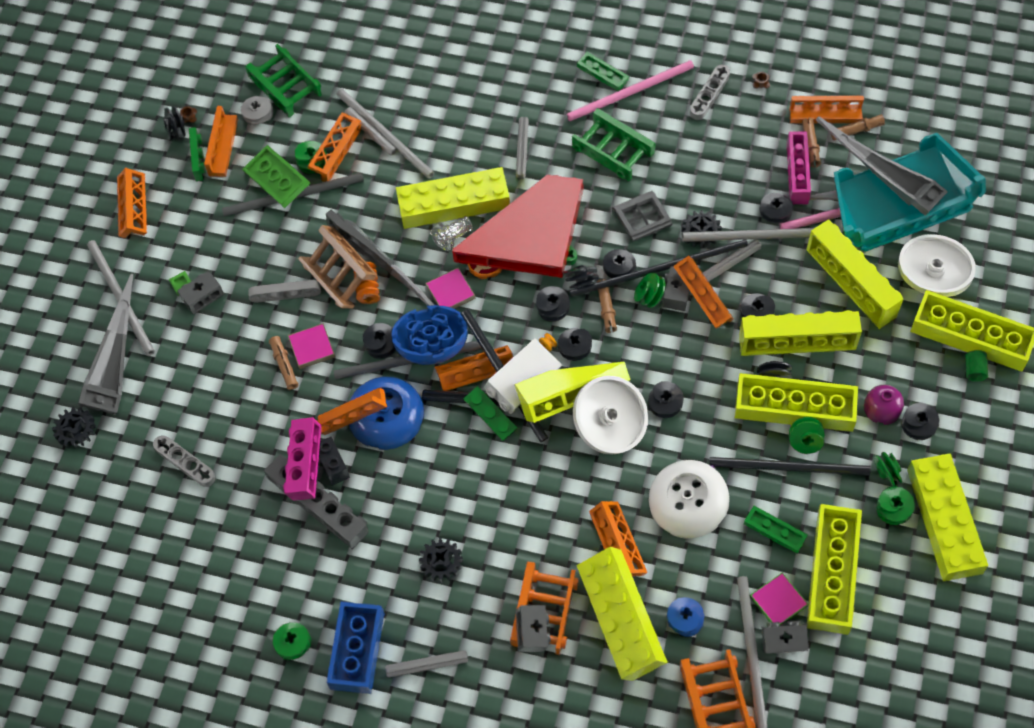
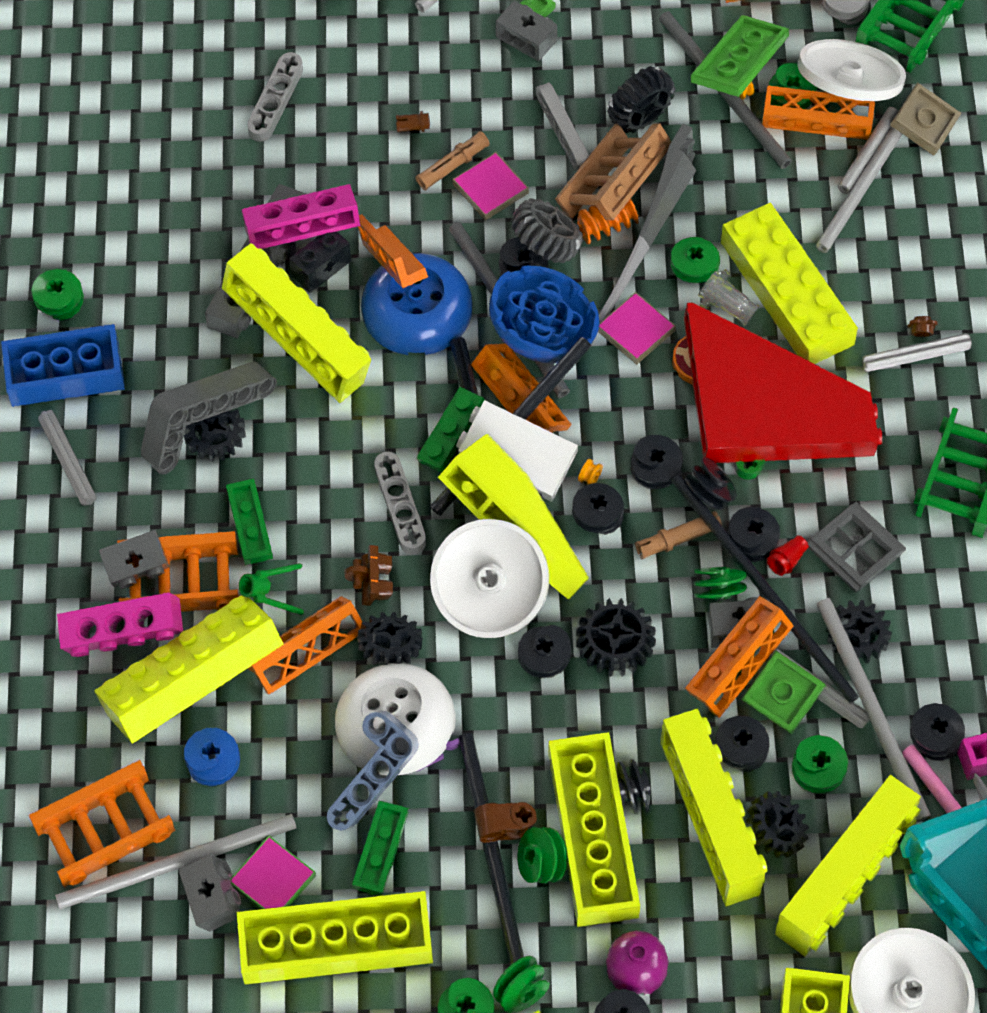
camera: 70 degrees right, 0 degrees up
(243, 378) = (413, 122): none -> reddish brown pin
(288, 237) = (641, 99): none -> black gear
(315, 118) = (851, 70): none -> white dish
(362, 94) = (925, 119): none -> dark tan tile
(367, 316) = (547, 230): none -> dark grey gear
(384, 481) = (296, 322): none -> neon yellow brick
(415, 243) = (694, 260): none -> green piece
(428, 562) = (194, 402): none -> dark grey beam
(507, 138) = (922, 326): none -> reddish brown plate
(516, 554) = (249, 521): none -> green plate
(531, 462) = (401, 502): none -> light grey beam
(564, 681) = (75, 625): none -> dark pink brick
(576, 555) = (258, 585): none -> green plant
(581, 488) = (366, 575): none -> reddish brown hips
(632, 486) = (389, 639): none -> black gear
(640, 252) = (785, 557): none -> red cone
(660, 350) = (641, 640): none -> black gear
(729, 278) = (783, 692): none -> bright green tile
(731, 519) = (368, 775): none -> sand blue beam
(779, 450) = (504, 821): none -> reddish brown piece
(781, 273) = (822, 750): none -> green piece
(816, 302) = (777, 824): none -> black gear

